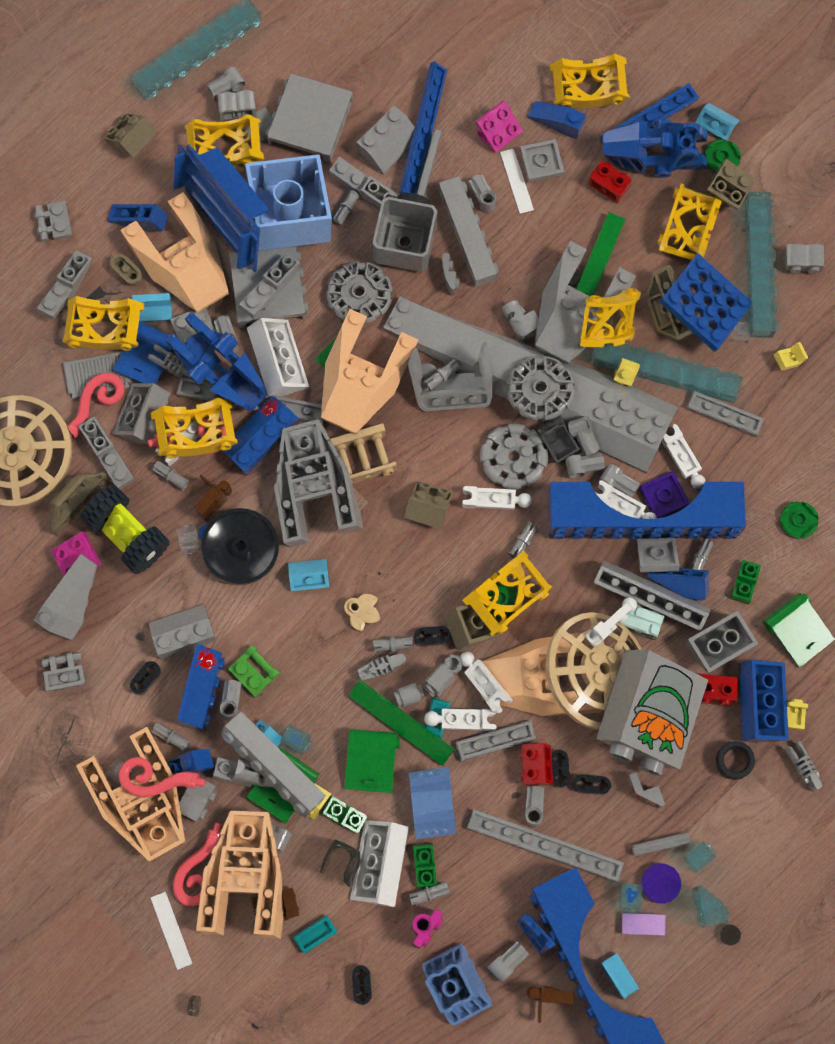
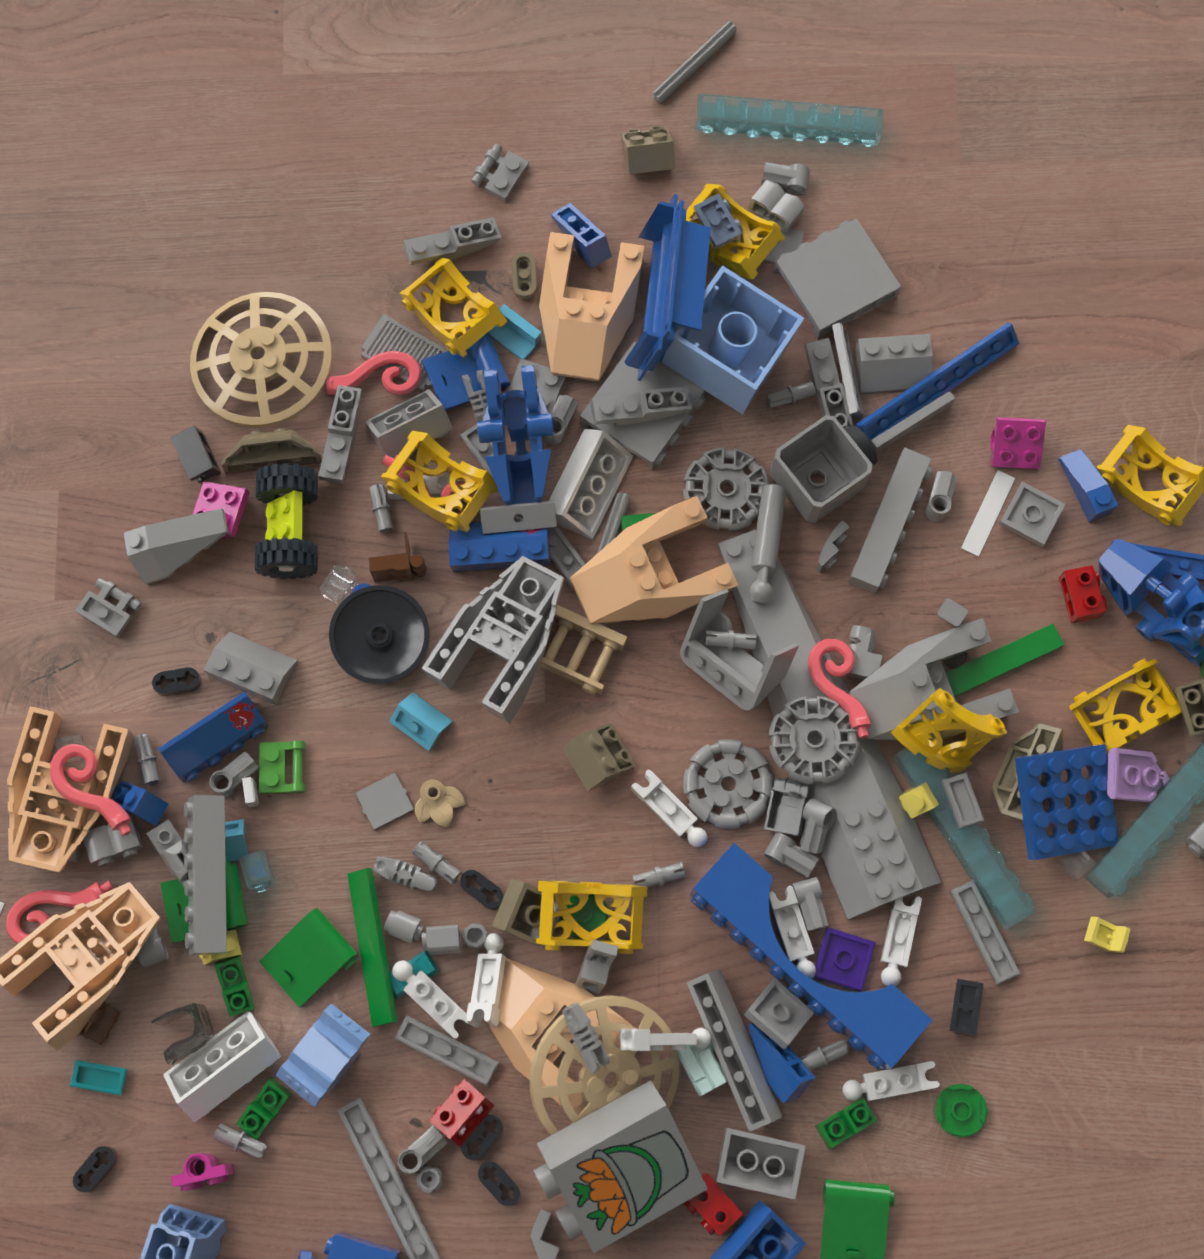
camera: 40 degrees right, 0 degrees up
(30, 539) = (195, 454): none -> hinge
(108, 57) = (694, 62): none -> light grey axle
(209, 138) = (716, 214): none -> sand blue bracket
(250, 700) = (250, 792): none -> white tile
(267, 400) = (503, 518): none -> light grey tile
(313, 366) = (615, 521): none -> light grey axle
(330, 637) = (384, 801): none -> light grey piece
(366, 166) = (848, 371): none -> light grey tile
(411, 301) = (767, 541): none -> light grey piece
(535, 619) = (596, 966): none -> light grey slope
(550, 251) = (952, 612): none -> light grey slope
(552, 812) = (436, 1181): none -> light grey plate
(553, 353) = (857, 713): none -> coral plant
(571, 655) = (585, 1038): none -> light grey hinge
(650, 351) = (962, 801): none -> light grey tile
(727, 257) = (1134, 775): none -> lavender tile
(750, 538) = (891, 1082): none -> white plate
(753, 461) = (966, 1007): none -> black hinge

